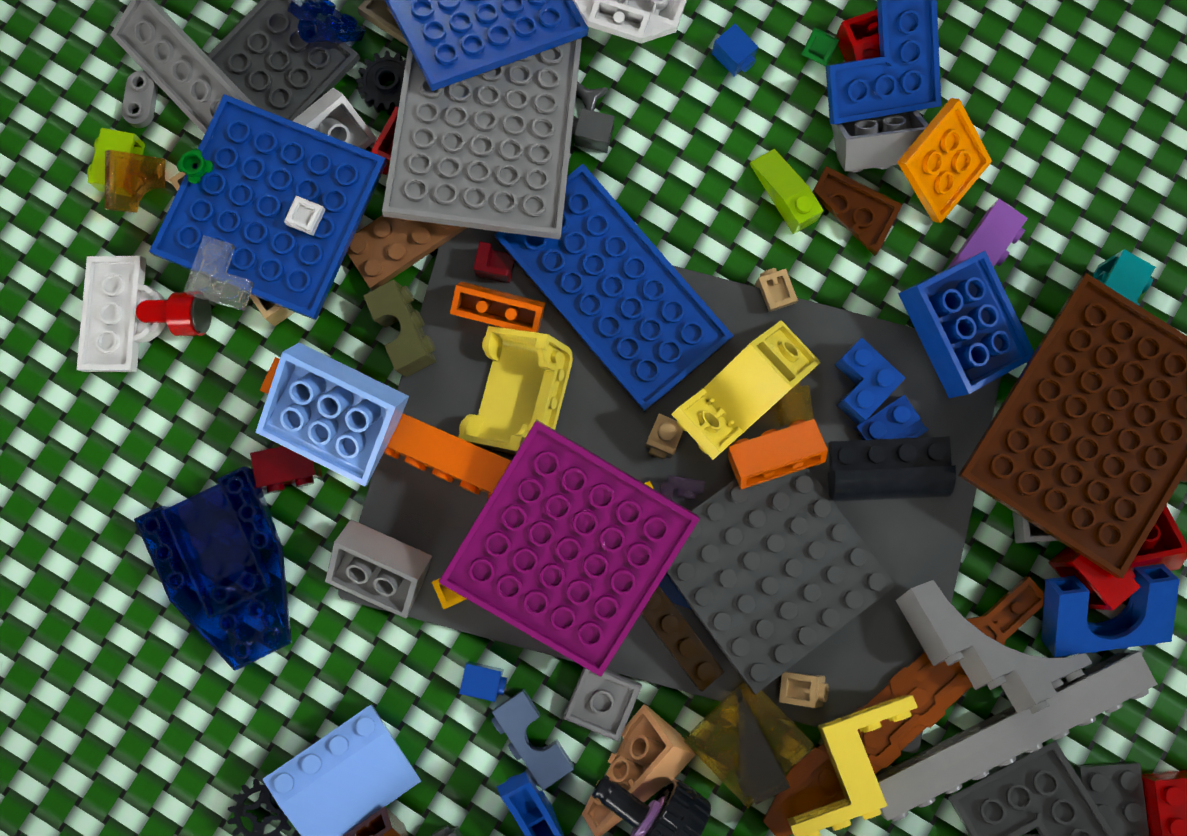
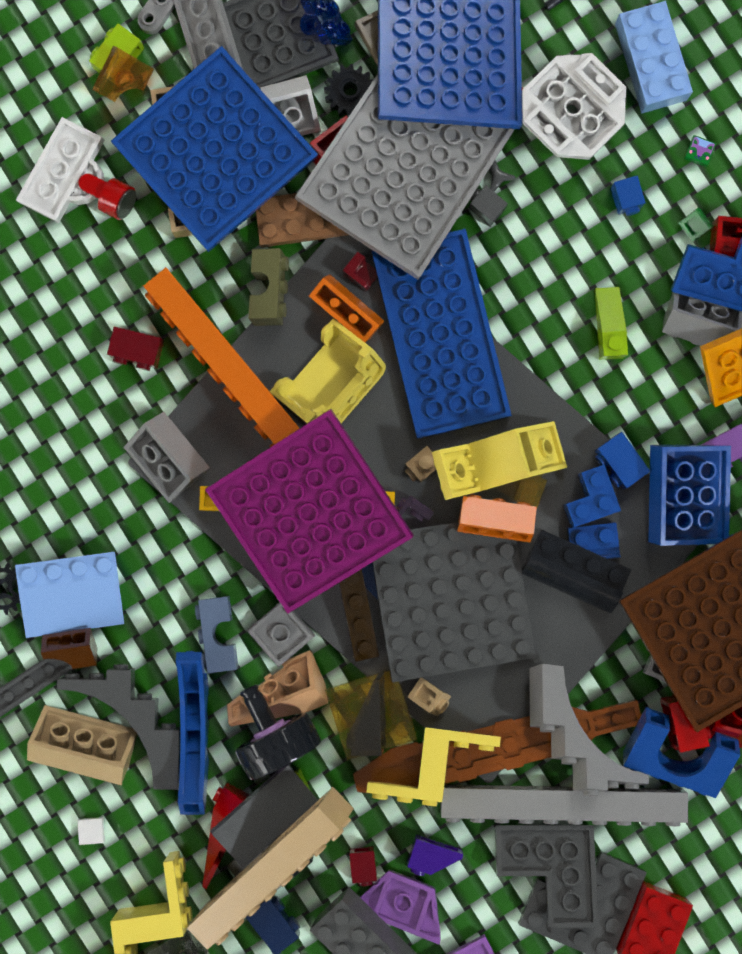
camera: 30 degrees right, 5 degrees up
(186, 164) = (174, 85): green plate -> none
(210, 276) = (145, 185): clear plate -> none
(223, 567) = (56, 400): clear blue wedge -> none
(304, 215) = (237, 170): white tile -> none
(330, 413) = (186, 329): light blue slope -> none
(483, 681) = (202, 576): blue brick -> none
(776, 289) = (562, 396): tan bracket -> none
(857, 207) = (657, 363): reddish brown wing -> none
(876, 325) = (621, 461): none -> blue brick

